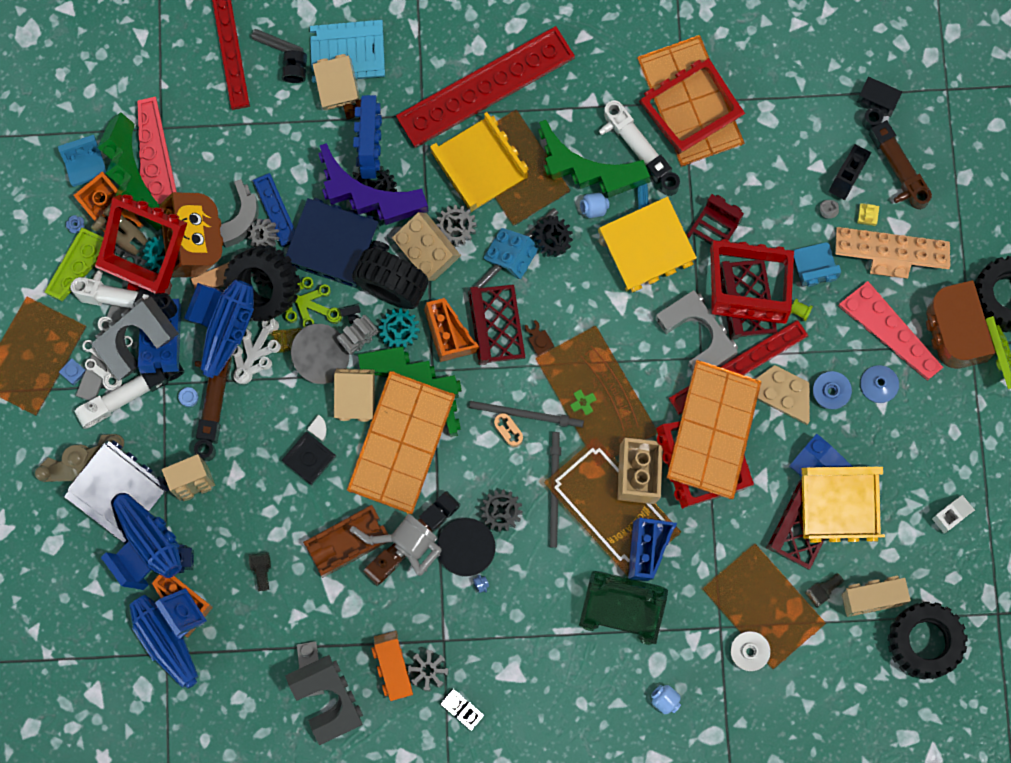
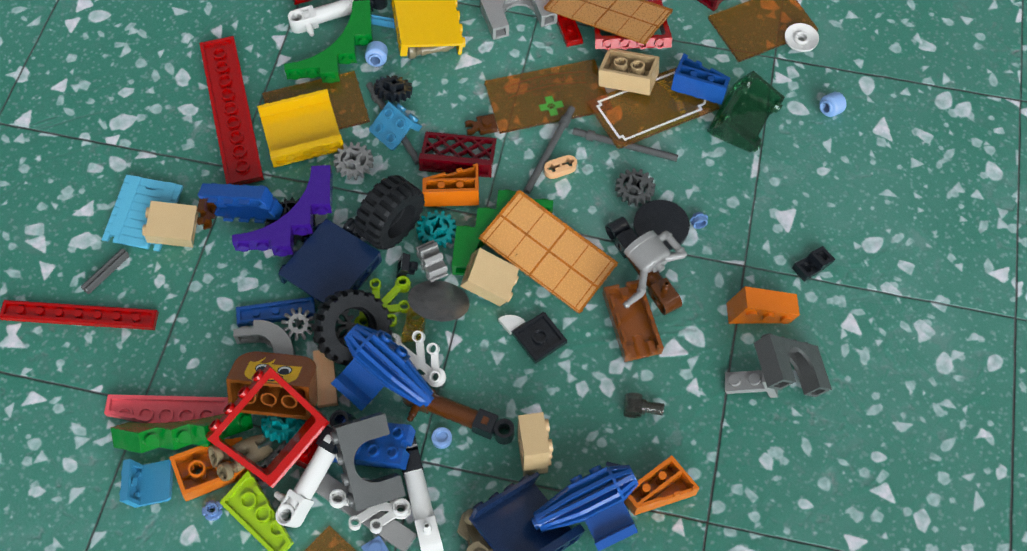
camera: 80 degrees left, 15 degrees down
(161, 631) = (688, 508): blue piece -> none
(294, 64) = (137, 258): black wheel -> none
(423, 675) = (773, 278): light grey gear -> none
(426, 246) = (358, 181): tan brick -> none

